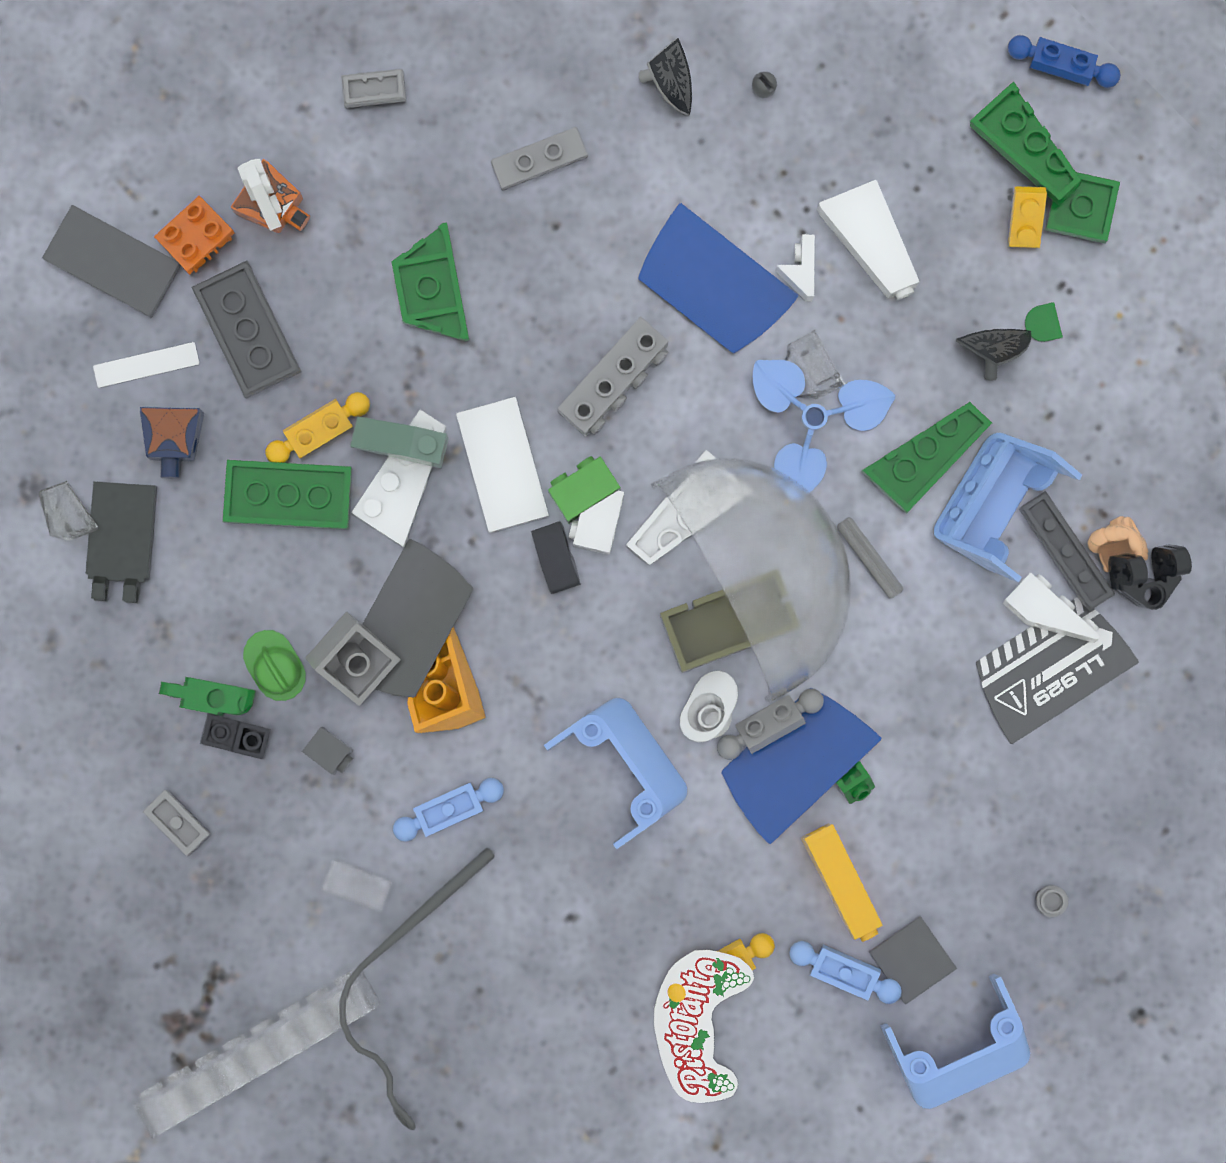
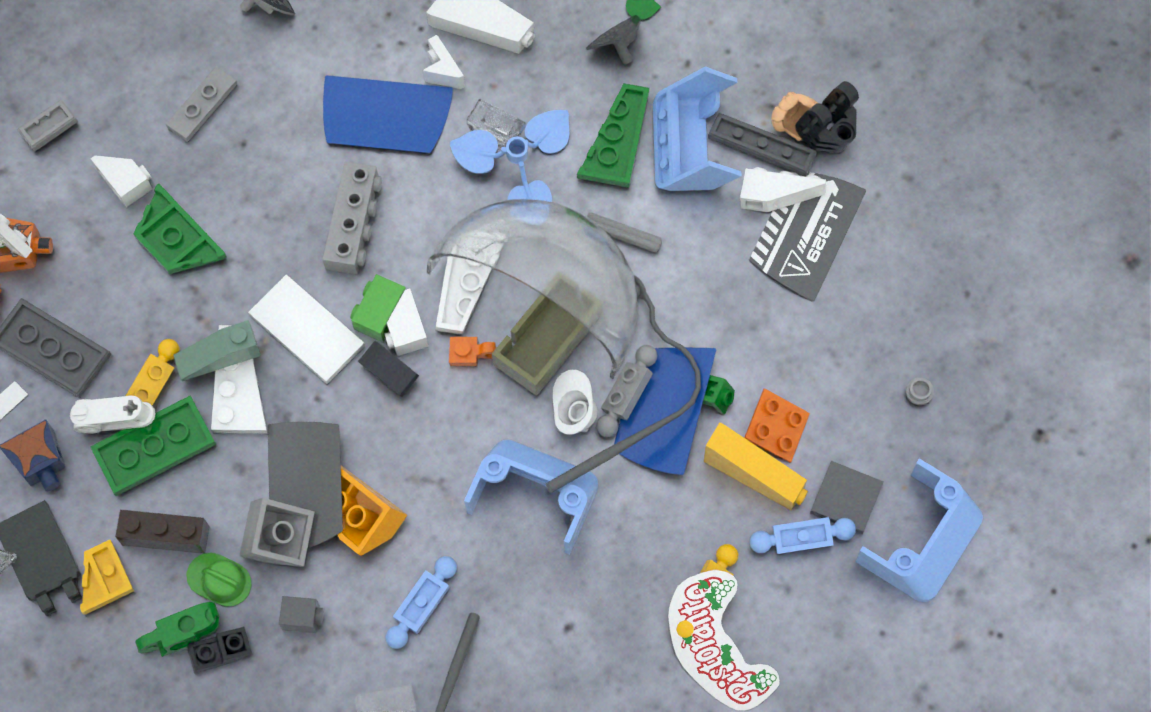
camera: 30 degrees left, 15 degrees down
(167, 598) = (103, 577): none -> yellow wing
(246, 589) = (162, 531): none -> dark brown brick
(269, 445) = (111, 414): none -> white piece
(416, 194) = (123, 177): none -> white slope
(642, 585) = (466, 351): none -> orange plate
(713, 784) = (619, 447): none -> dark grey piece
(891, 849) = (777, 425): none -> orange hinge

